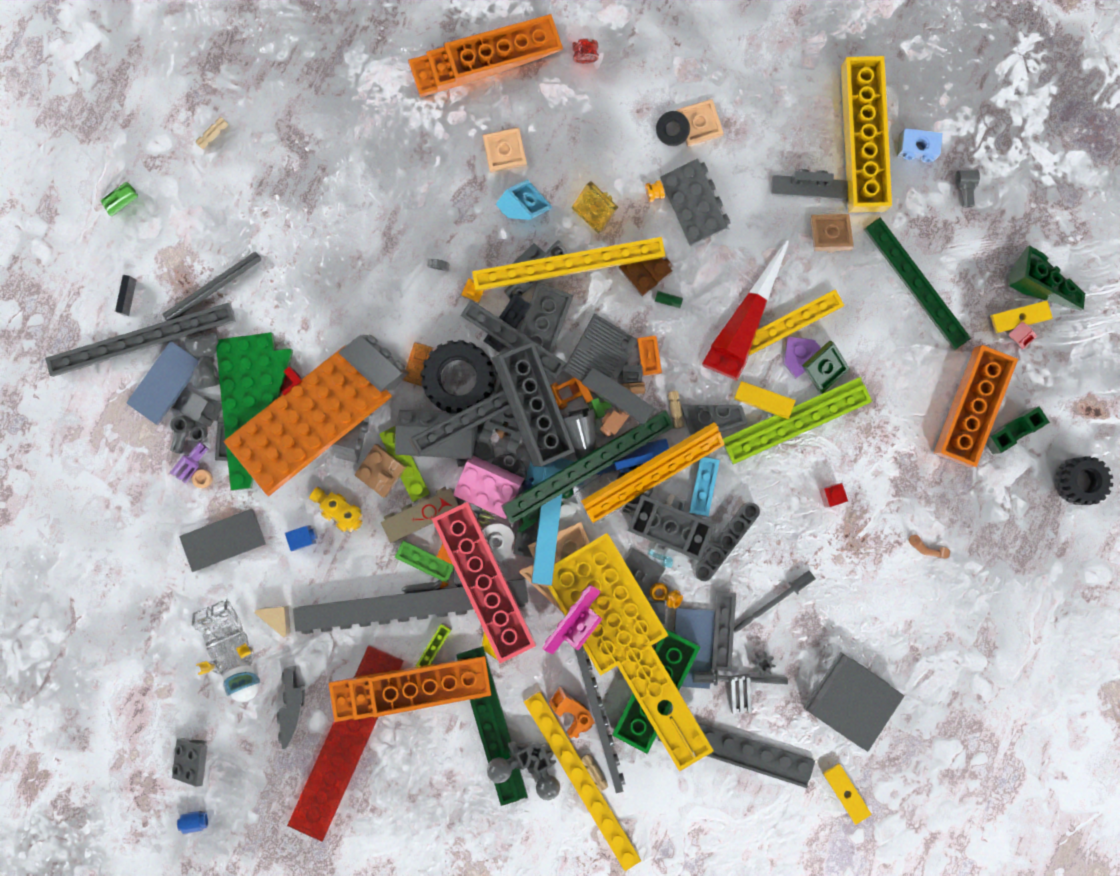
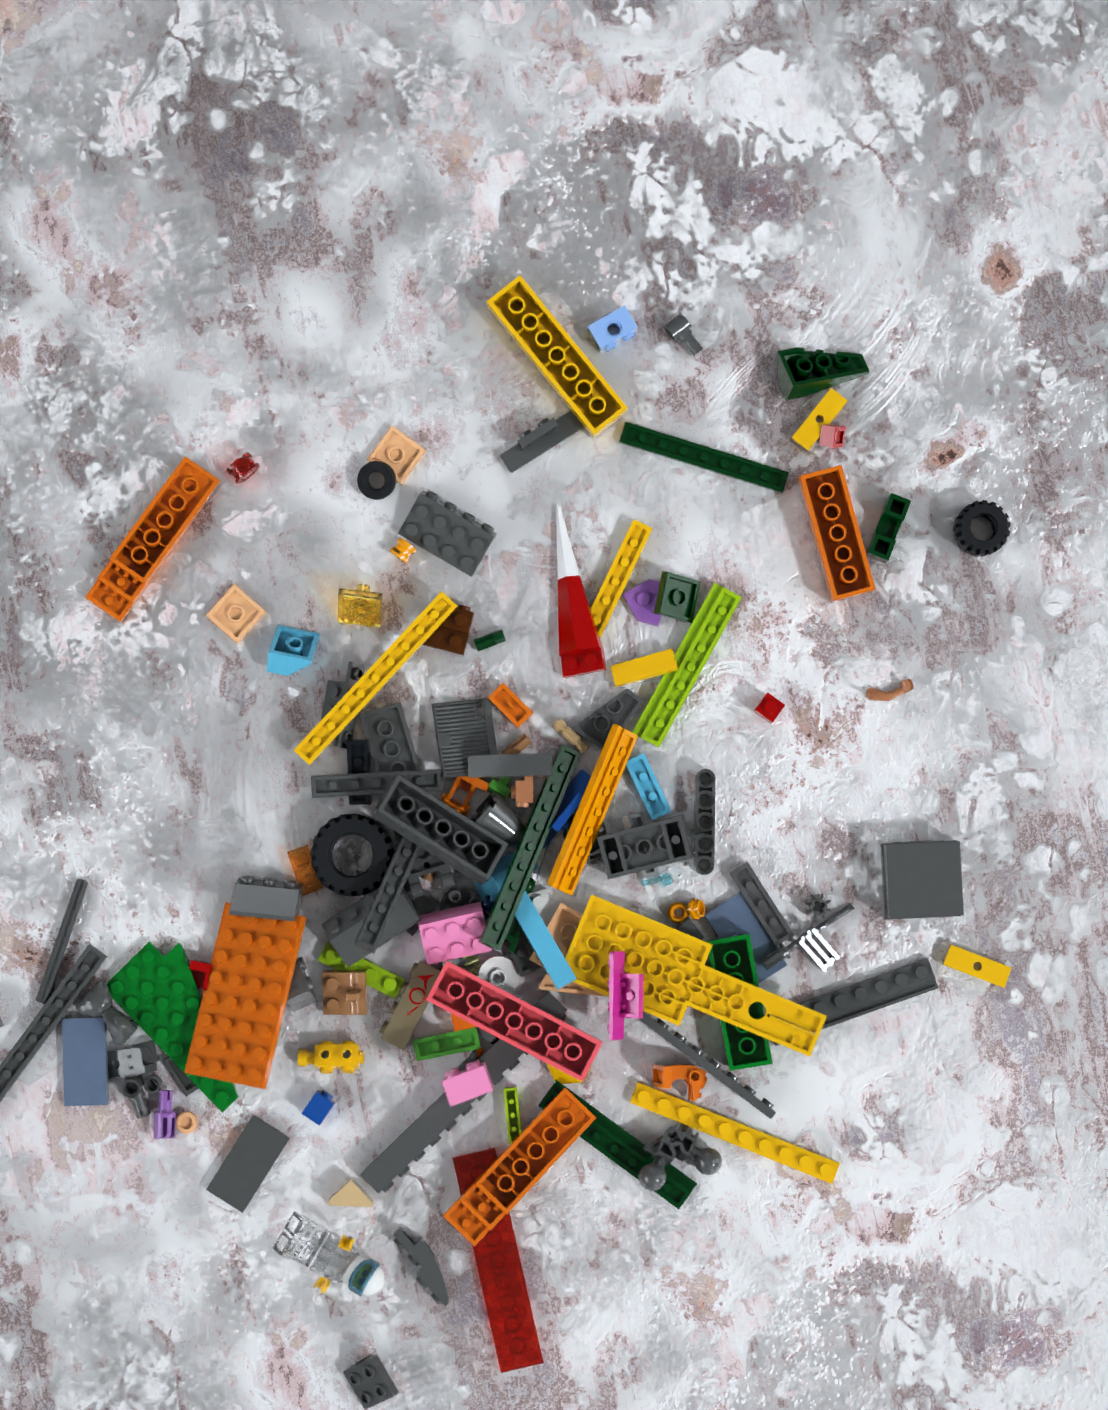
camera: 45 degrees left, 0 degrees up
(415, 601) = (467, 1082): none -> bright pink brick
(438, 264) = (254, 765): dark grey tile -> none
(470, 293) = (302, 768): light orange tile -> none
(594, 772) = (740, 1117): tan axle -> none
(632, 373) = (506, 733): dark grey tile -> none
(644, 570) = (650, 903): flat silver piece -> none
(796, 586) = (796, 814): dark grey piece -> none
(831, 232) = (592, 469): medium nougat hinge -> none

